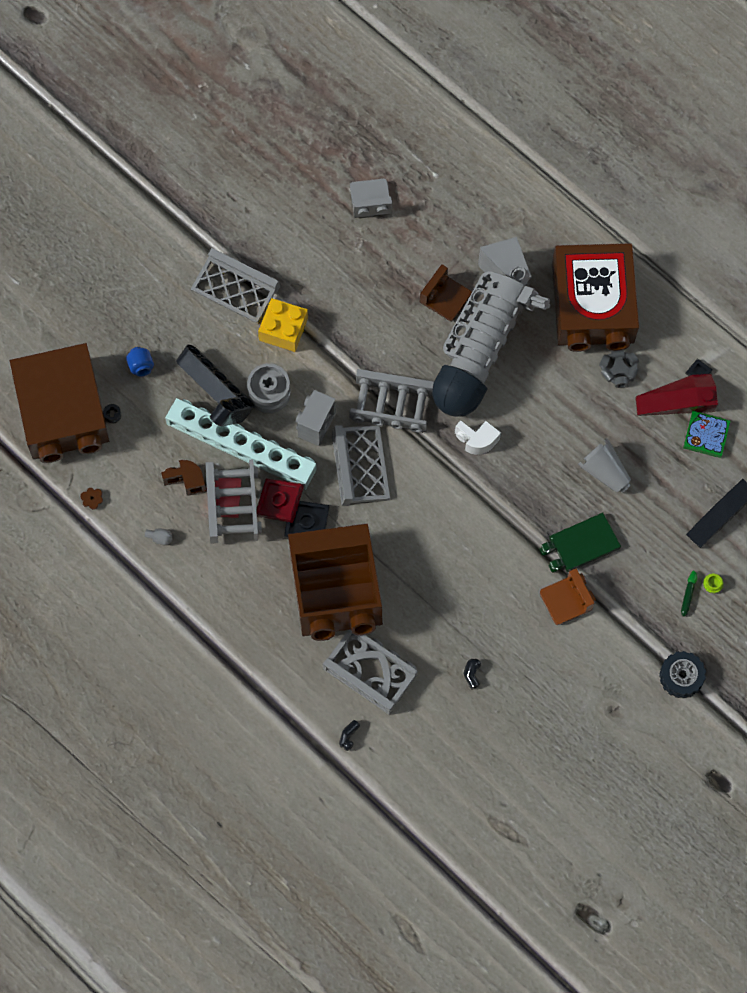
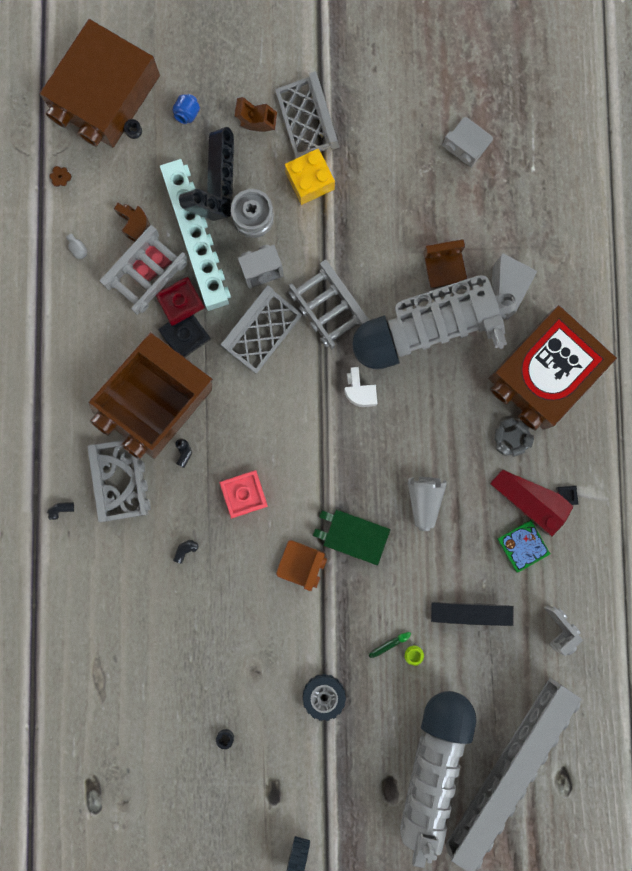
camera: 45 degrees right, 15 degrees up
(199, 320) = (255, 118): none -> reddish brown brick
(396, 603) = (185, 452): none -> black arm
(472, 590) = (243, 494): none -> coral plate
(638, 777) = (229, 733): none -> black bush

